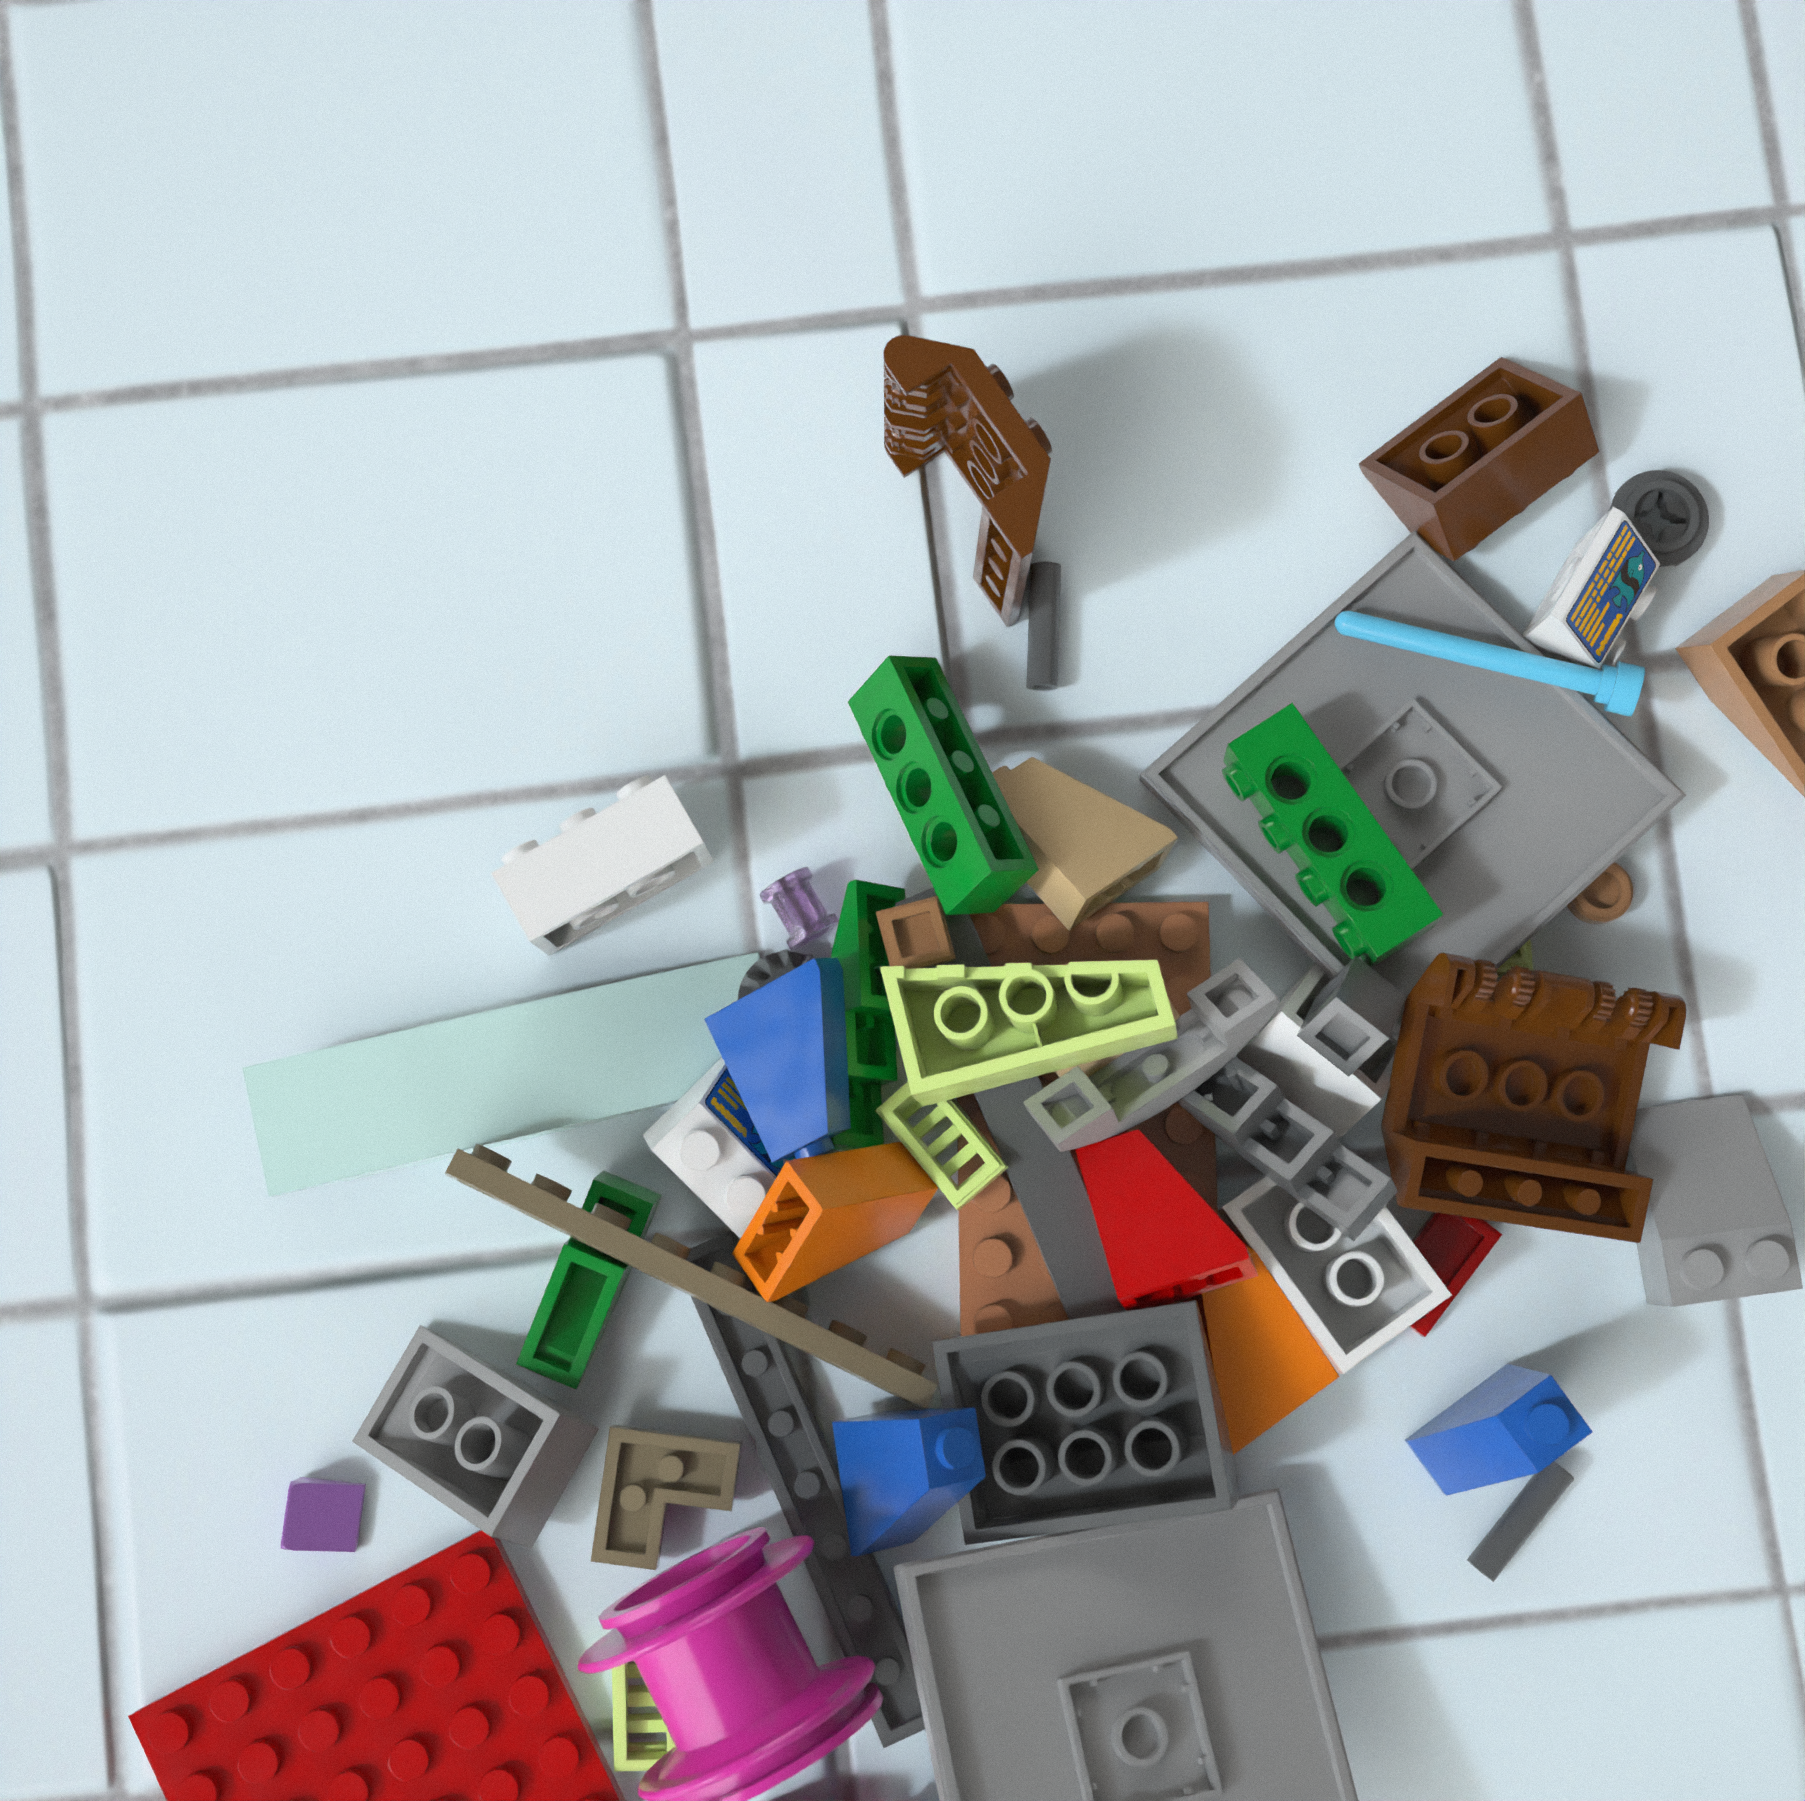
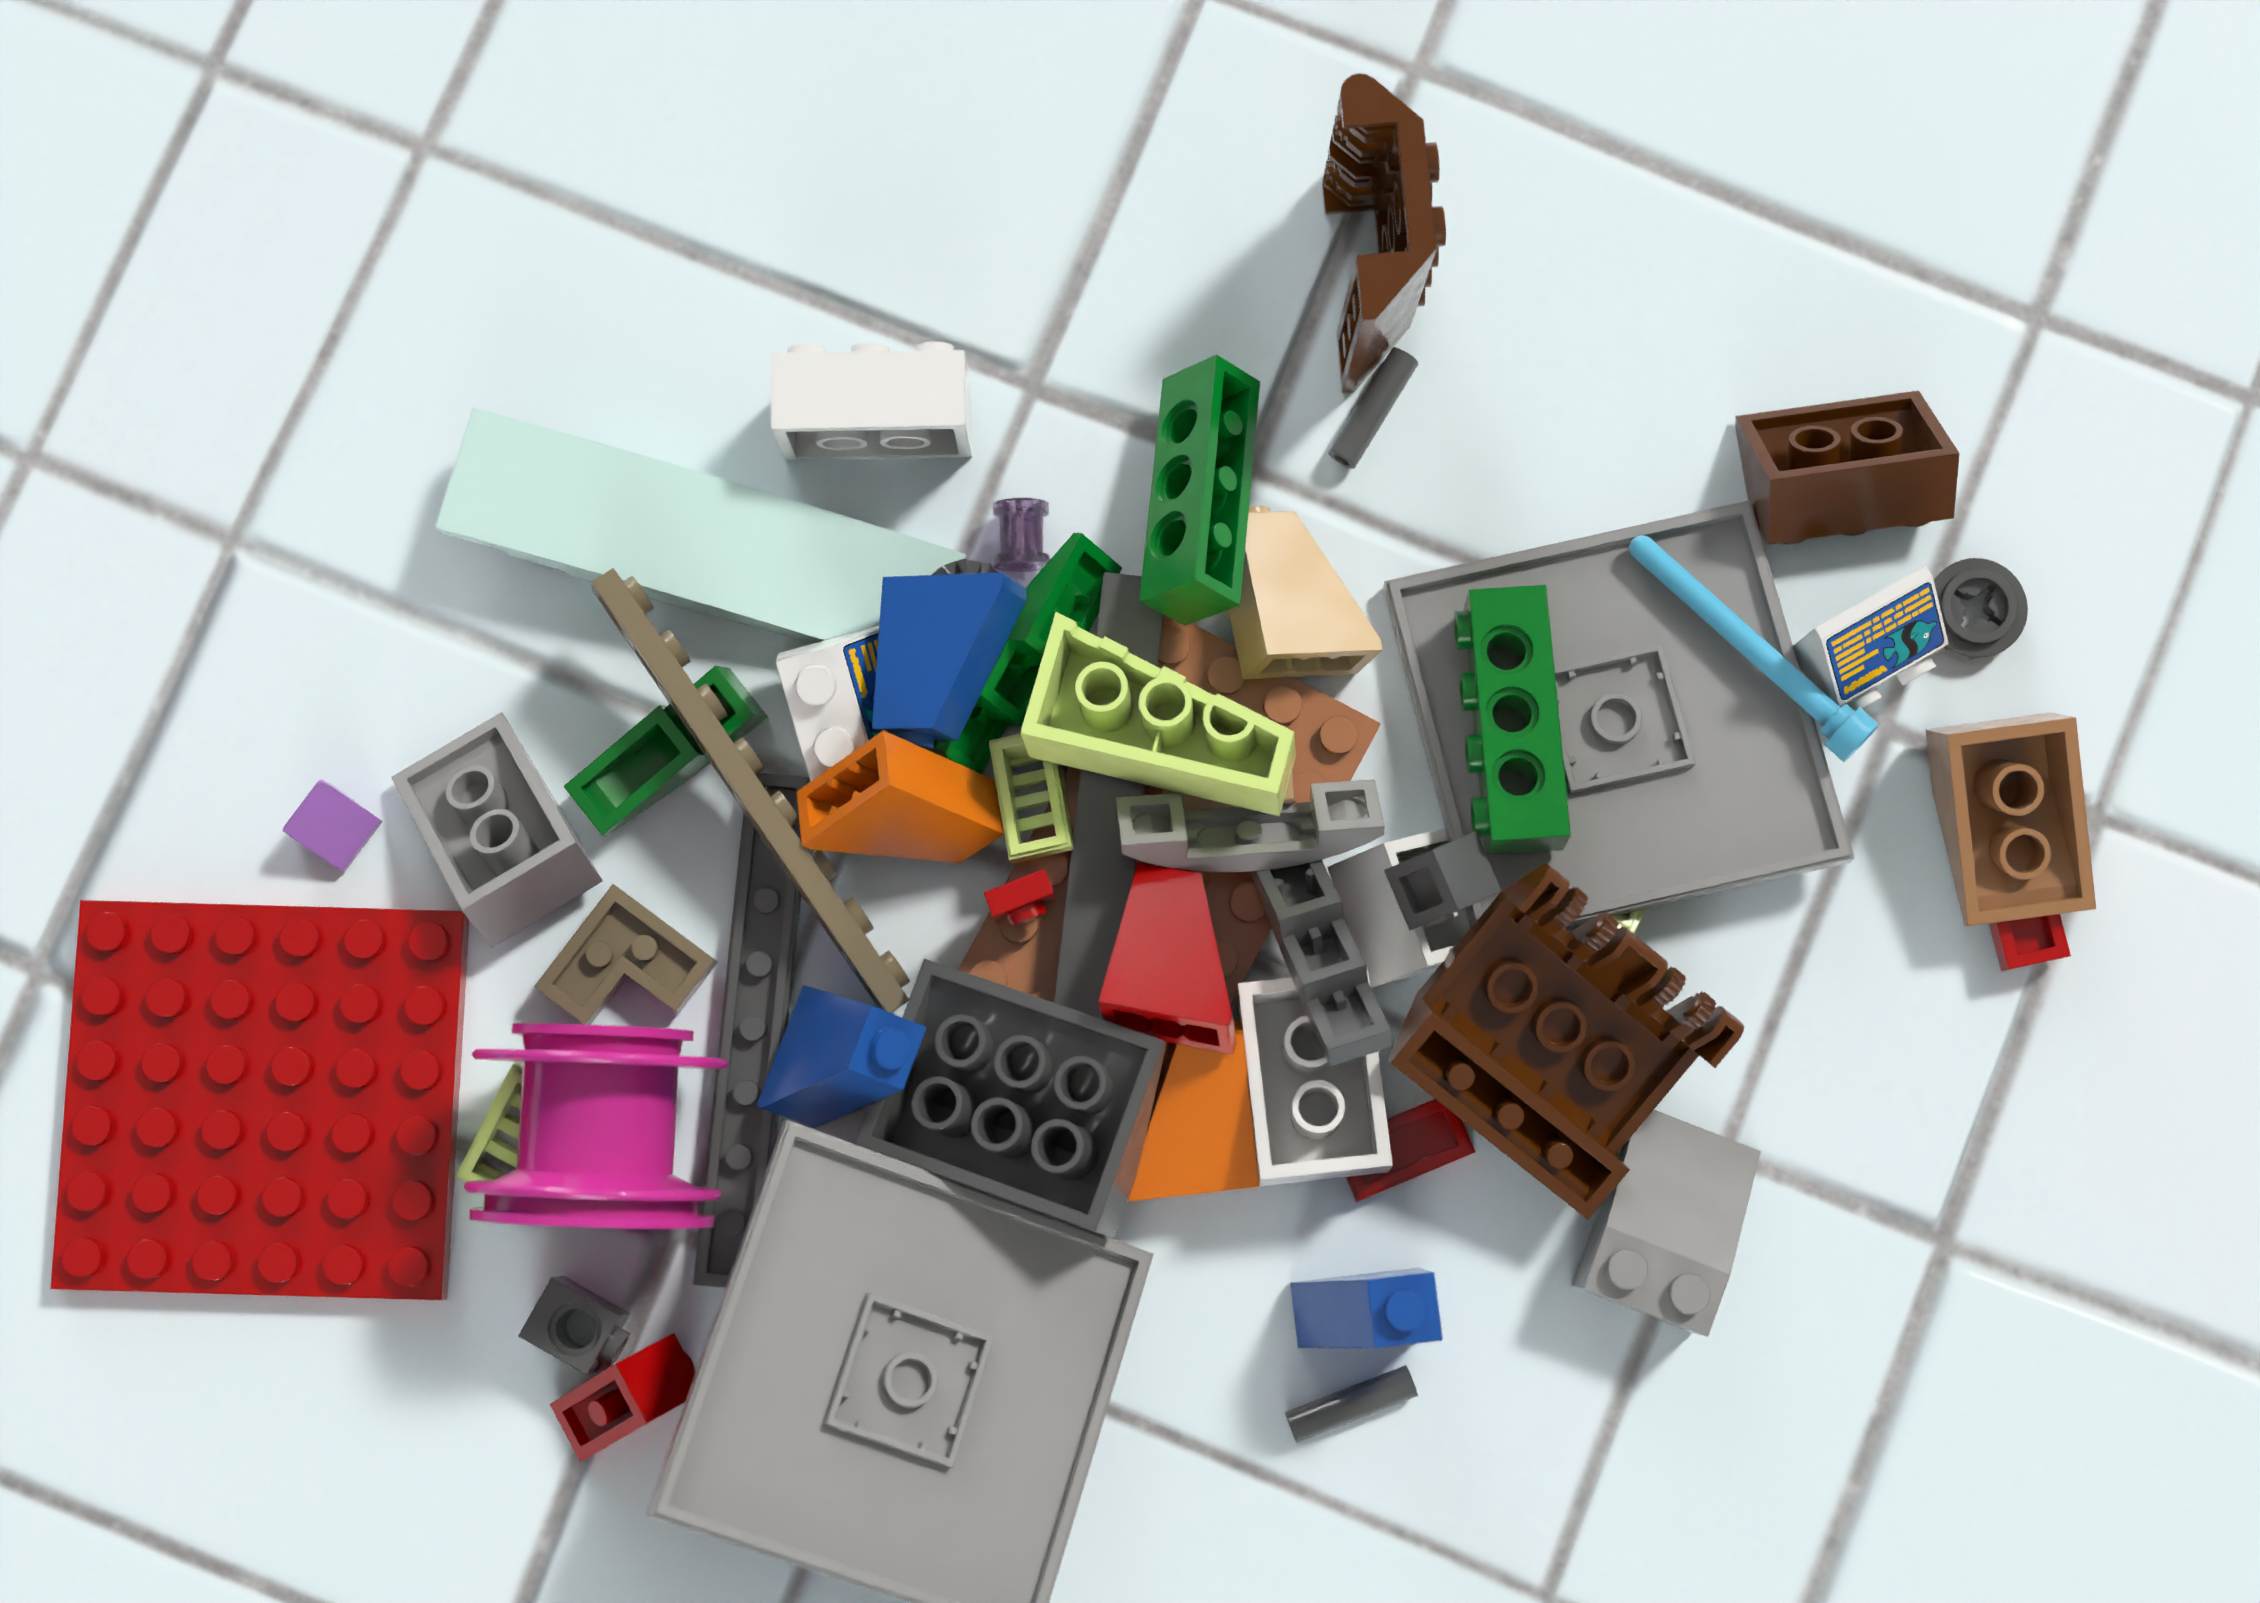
camera: 30 degrees right, 0 degrees up
(916, 934) = (1106, 606): medium nougat tile -> none
(988, 1238) = (1021, 899): none -> red plate
(1604, 898) = (1735, 910): medium nougat tile -> none

